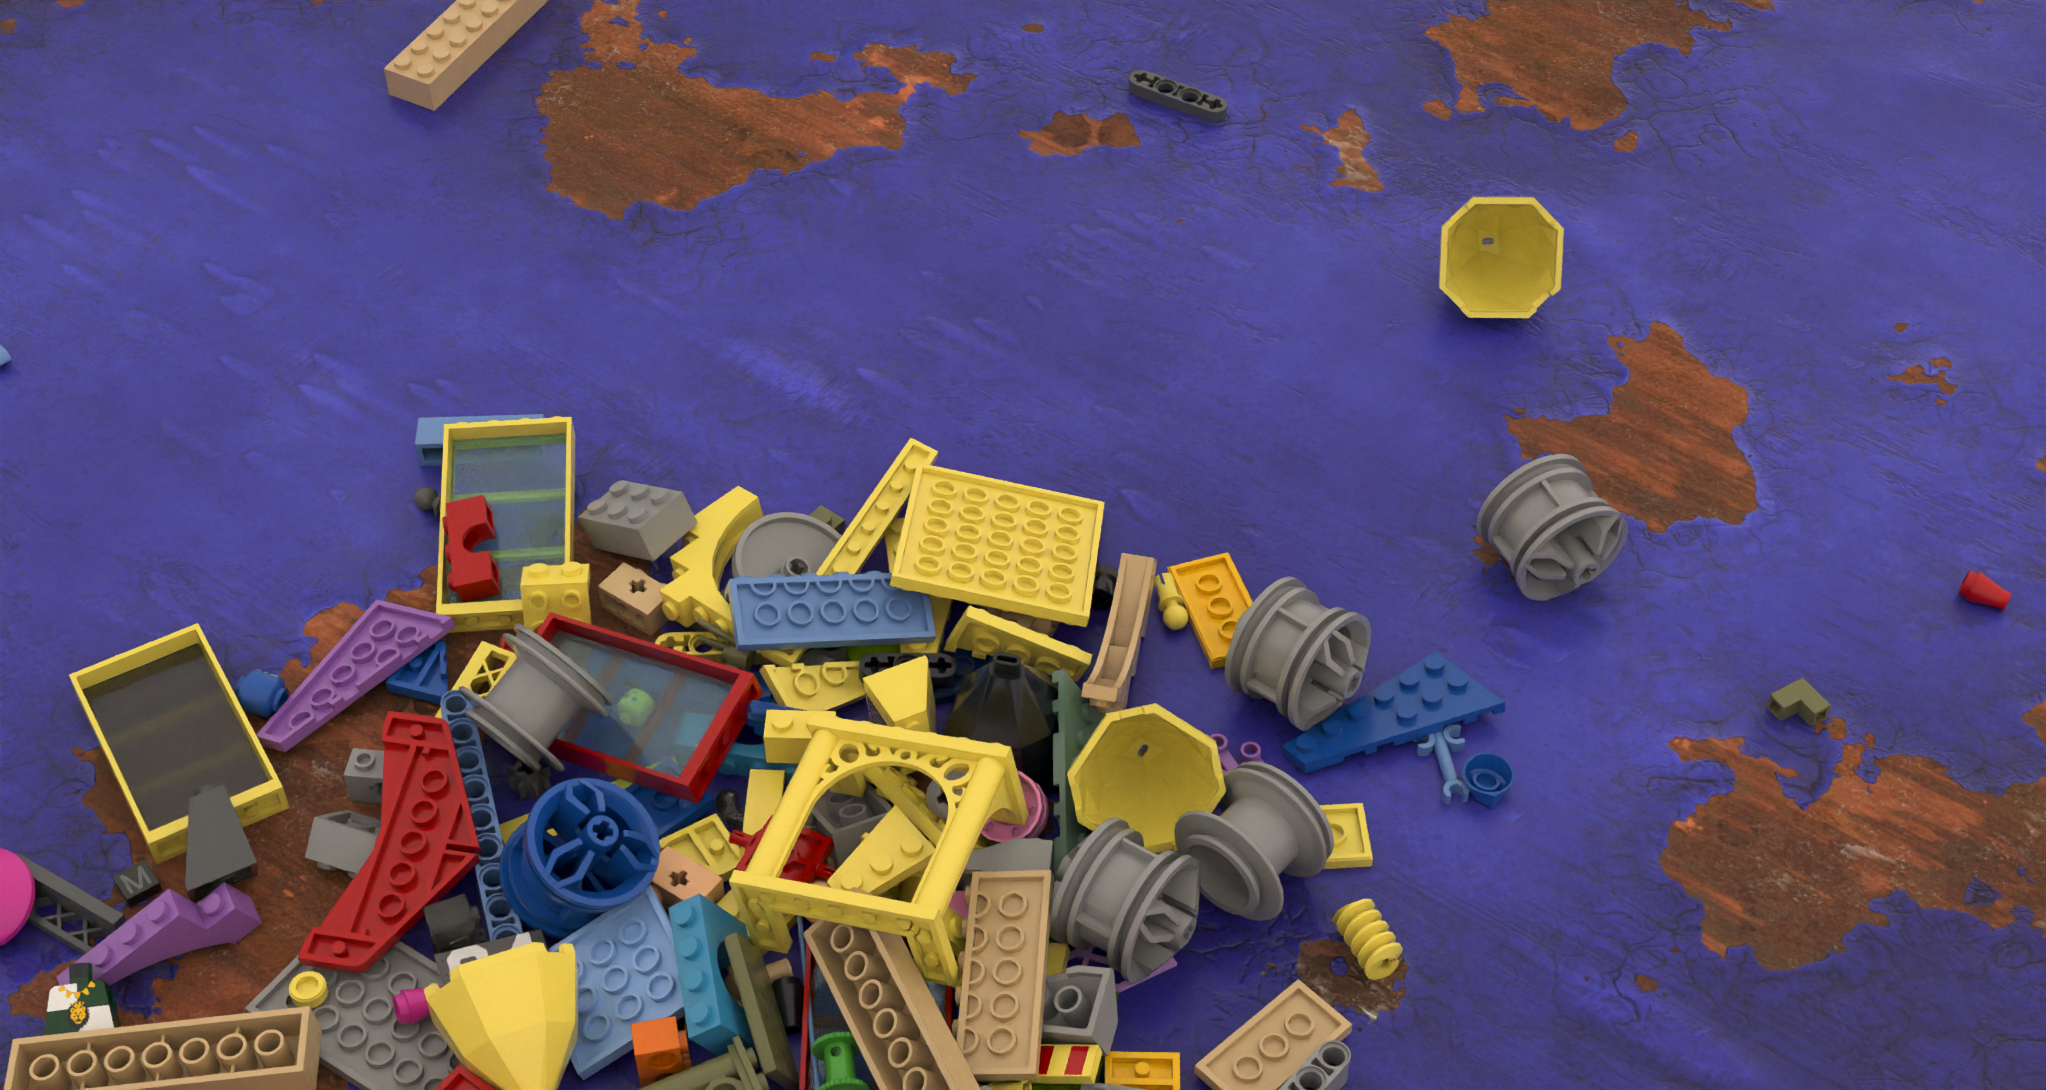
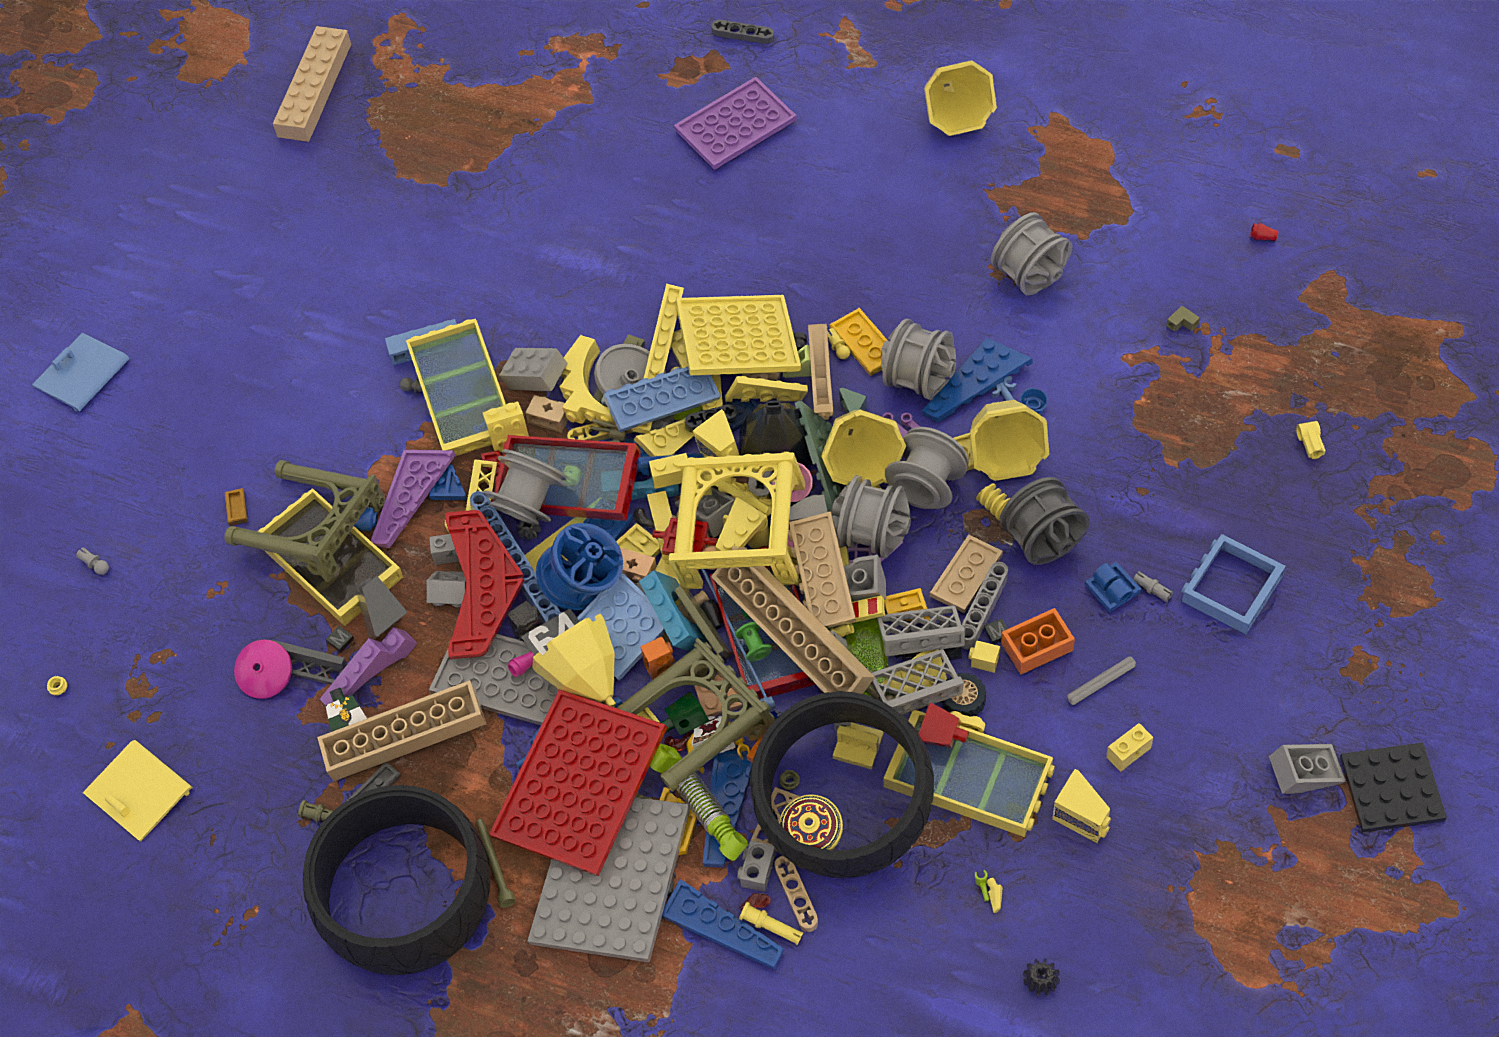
camera: 10 degrees left, 10 degrees up
(68, 626) = (236, 507): none -> pearl gold tile
(194, 695) = (335, 526): none -> olive arch
(308, 989) = (459, 671): light yellow tile -> none
(467, 525) = (442, 395): red arch -> none
(1098, 619) = (804, 357): none -> yellowish green slope
(1117, 224) = (735, 122): none -> medium lavender plate
(1166, 696) = (852, 400): none -> sand green slope
(1418, 835) = (1008, 440): none -> light yellow piece
(1441, 986) = (1044, 520): none -> dark grey wheel
(1990, 963) = (1310, 435): none -> light yellow piece

